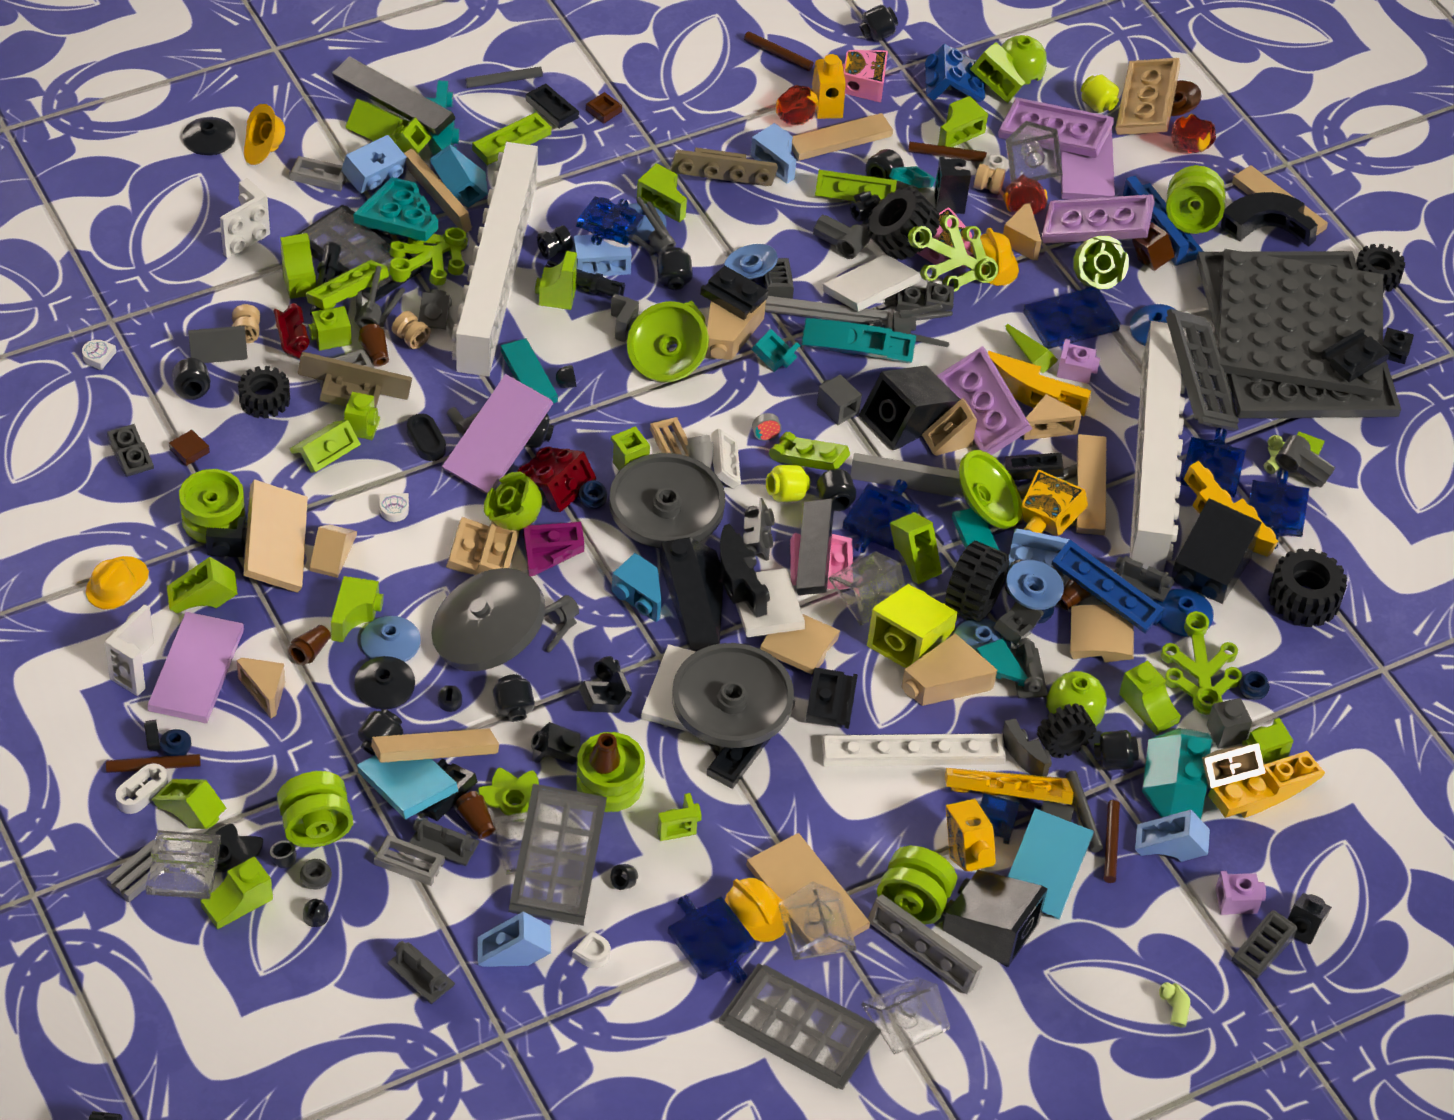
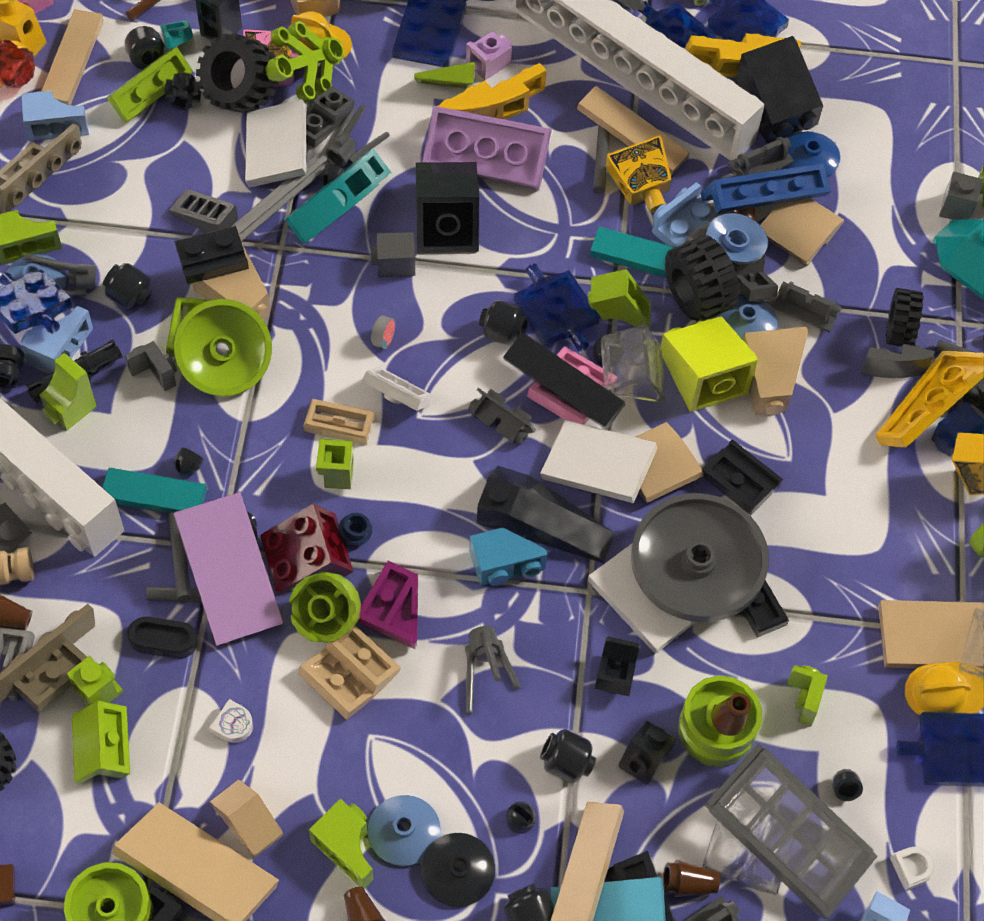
camera: 55 degrees left, 10 degrees up
(488, 619) = (463, 721): dark grey dish -> none
(508, 790) = (671, 828): lime plate -> none
(603, 665) = (582, 647): black hinge -> none
(666, 499) = (419, 469): dark grey dish -> none
(701, 449) = (381, 405): light grey cone -> none
(739, 573) = (545, 462): black slope -> none
(752, 260) = (166, 212): medium blue dish -> none
(775, 351) = (298, 268): teal bracket -> none
(787, 483) = (466, 356): neon yellow head -> none
(809, 452) = (445, 316): lime plate -> none
(848, 240) = (206, 129): dark grey piece -> none
(913, 750) = (835, 450): white tile -> none
(917, 476) = (527, 254): light grey tile -> none
(952, 430) = (499, 190): tan slope -> none
(990, 489) = (597, 207): lime dish -> none
(1003, 660) = (788, 316): teal tile -> none
(1026, 466) = (583, 158): black plate -> none
(1052, 419) = (540, 106): tan slope -> none
(1080, 689) = (864, 291): lime cylinder -> none
(1117, 750) = (941, 294): black head -> none
(1147, 695) = (894, 237): lime arch -> none
(1201, 667) = (884, 180): lime plant -> none
(1252, 680) = (925, 156): dark blue plate -> none
(1305, 604) = (854, 54): black tyre -> none

